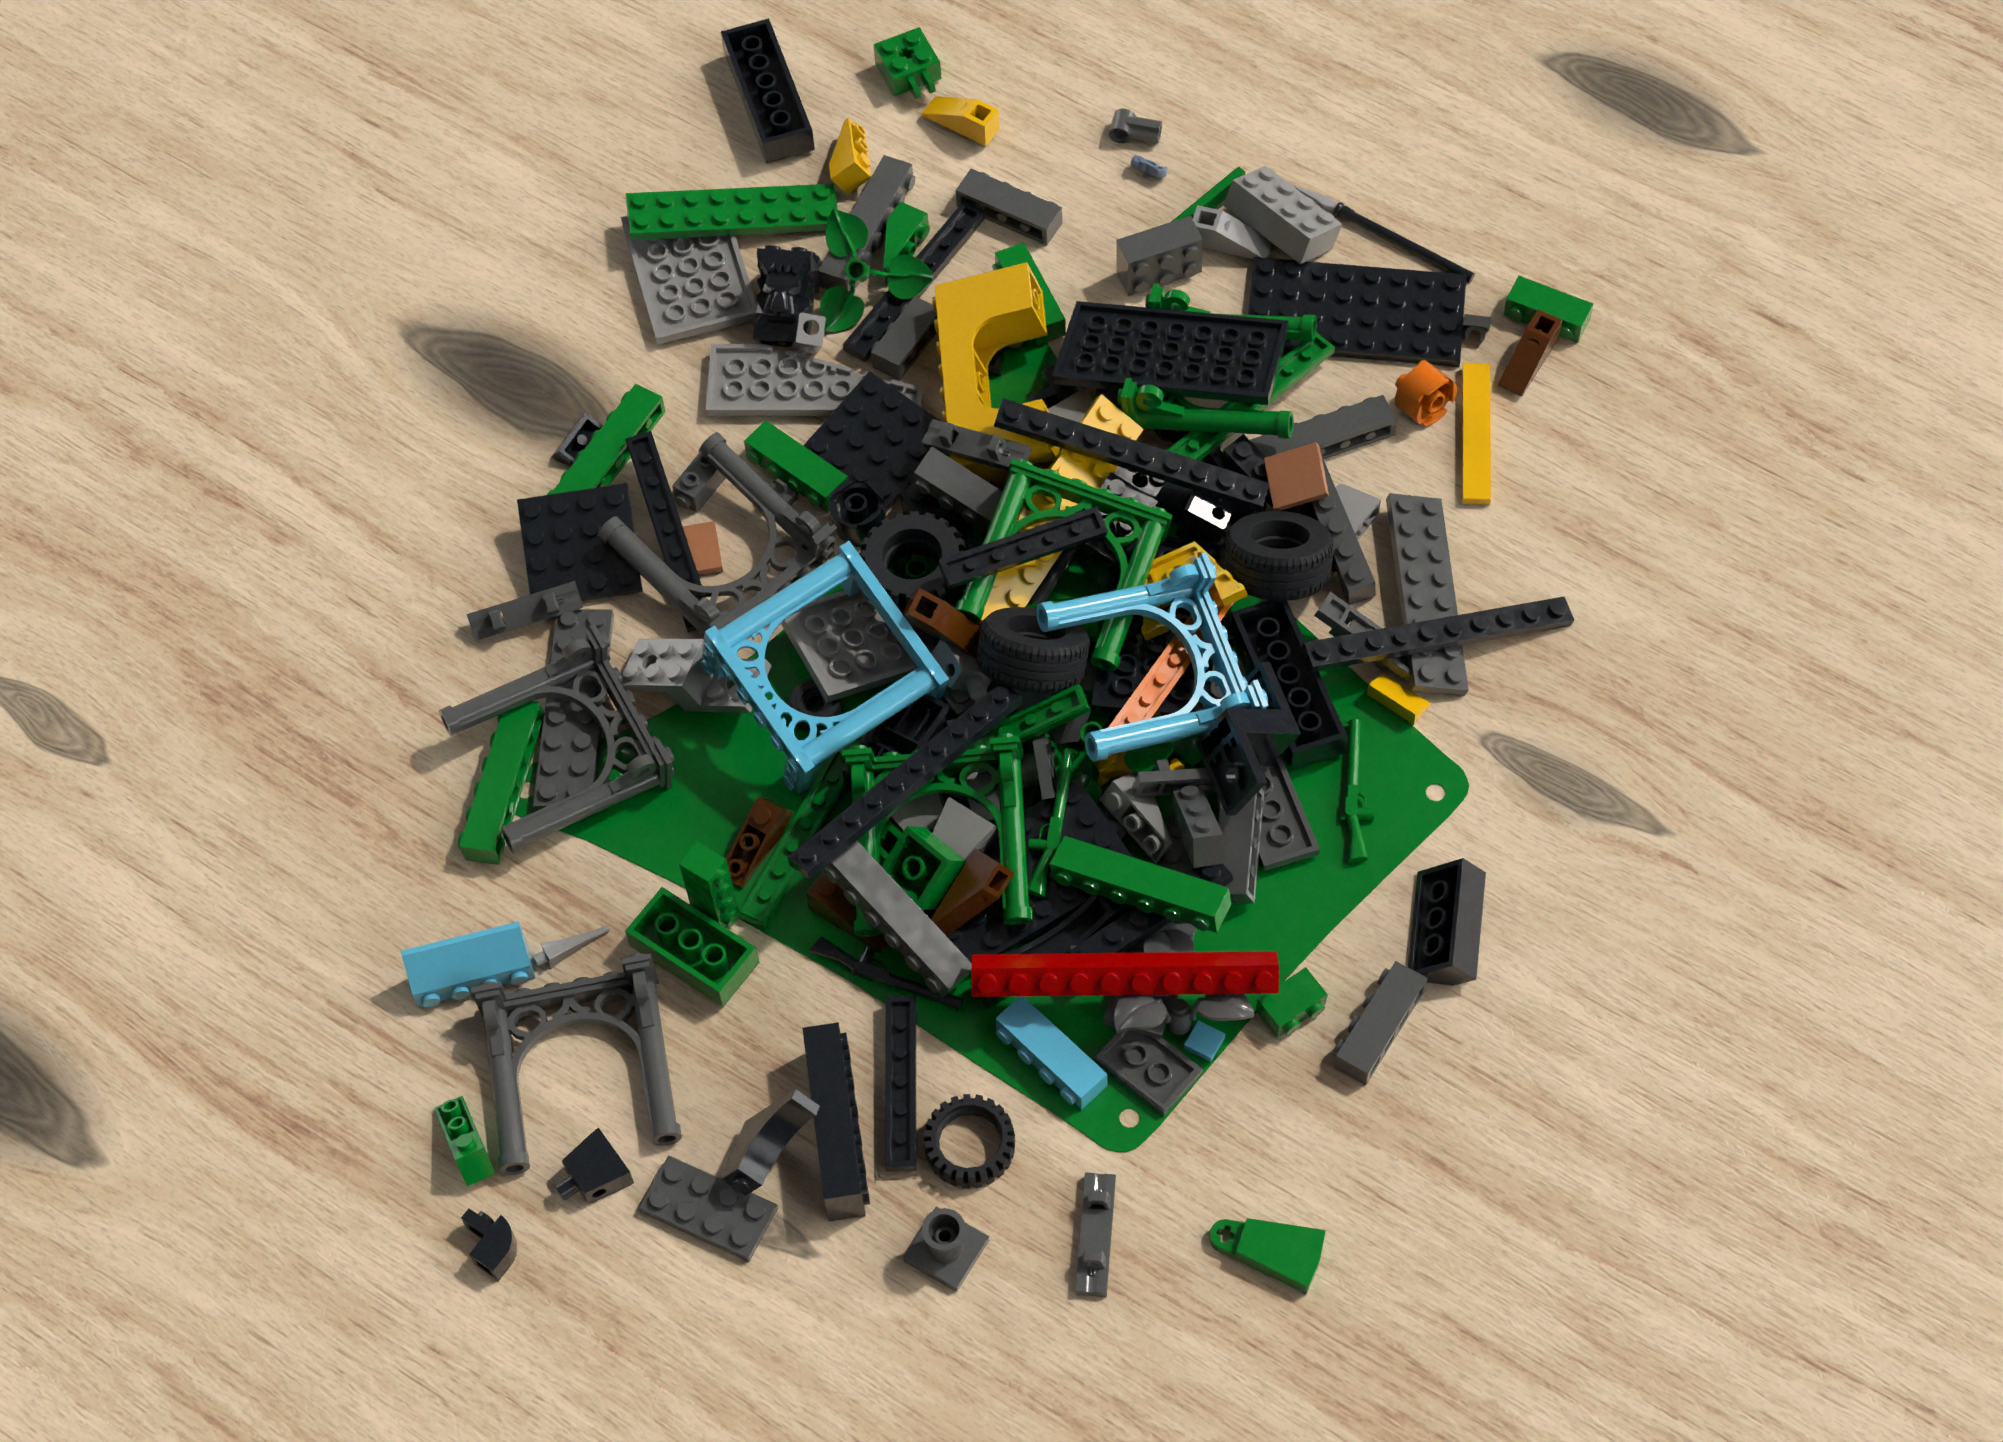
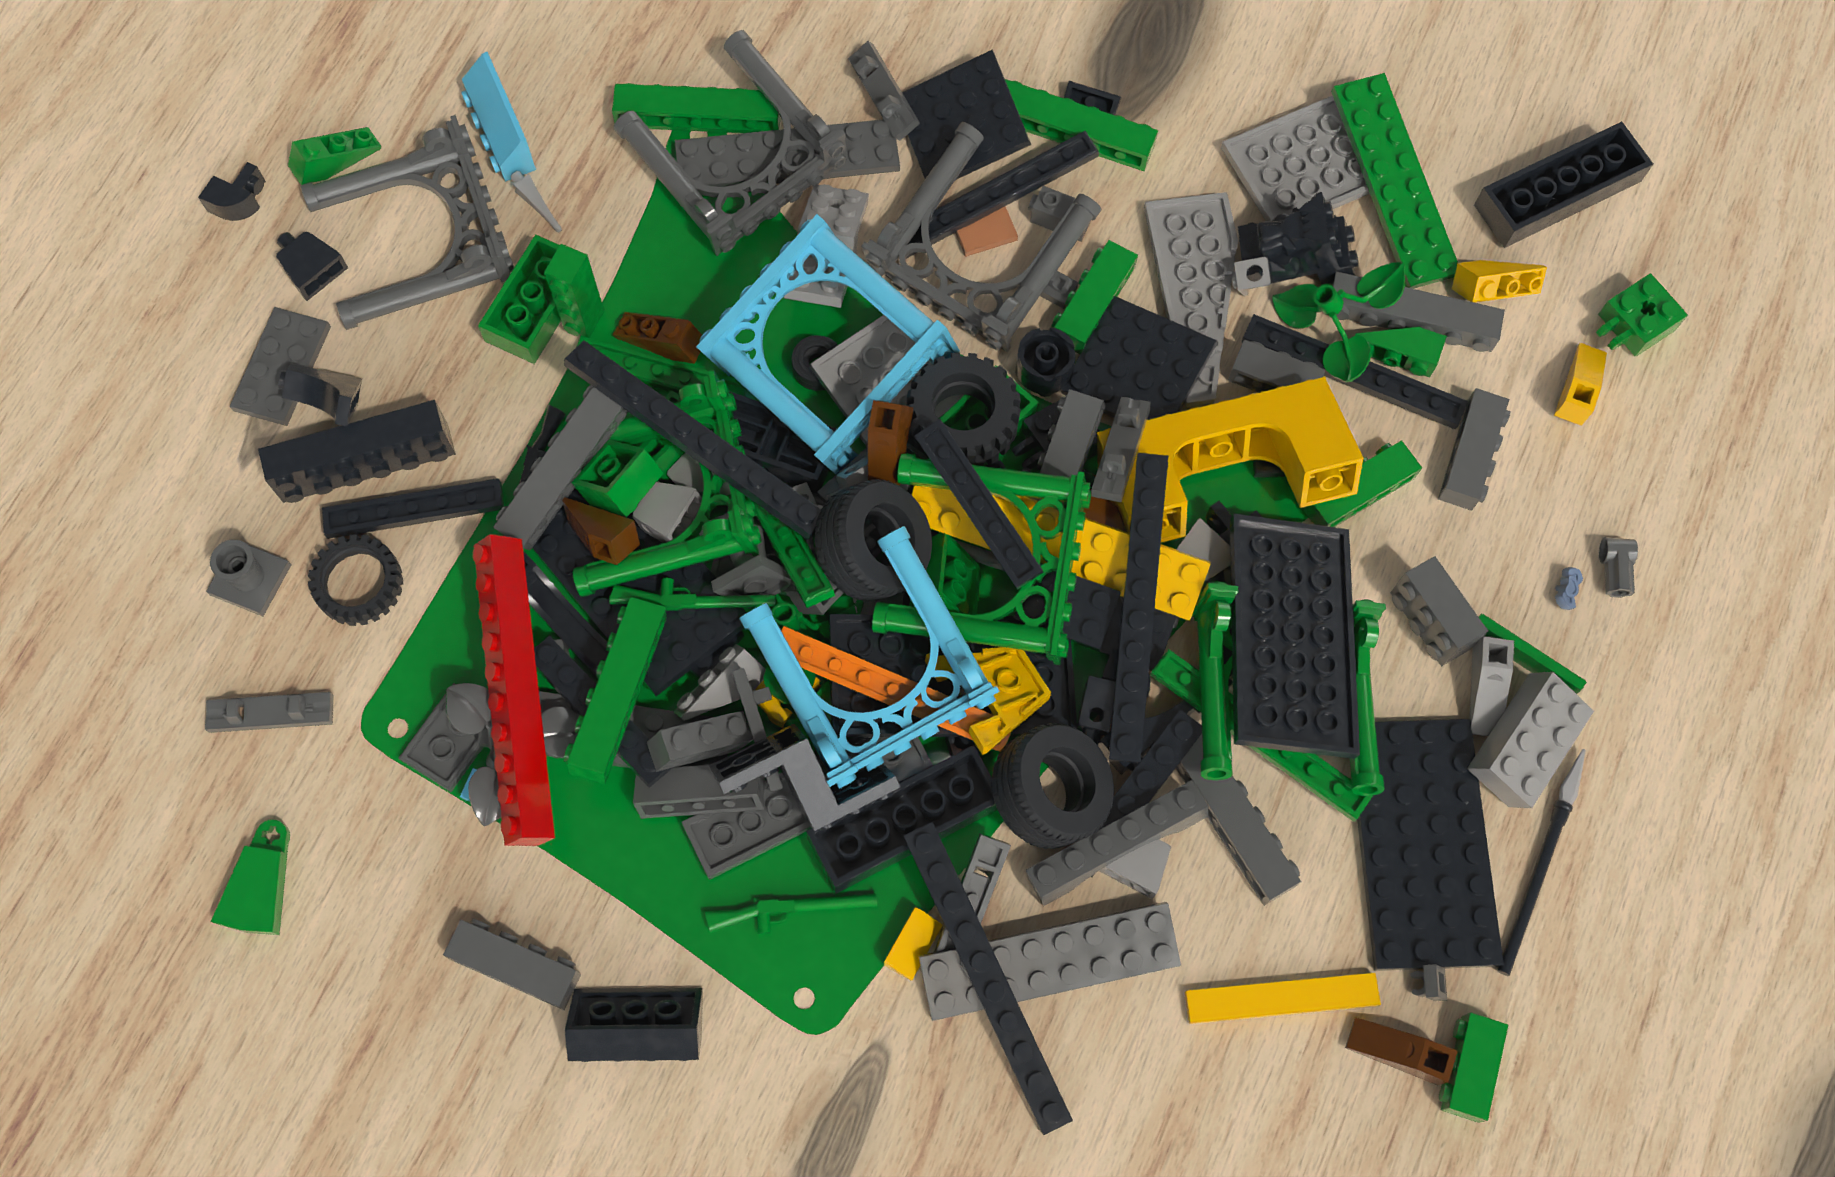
camera: 75 degrees right, 10 degrees up
(1050, 1052) = (445, 647): medium azure brick -> none
(1296, 477) = (1153, 791): nougat tile -> none
(1297, 999) = (528, 871): green brick -> none
(1424, 393) = (1314, 929): orange brick -> none

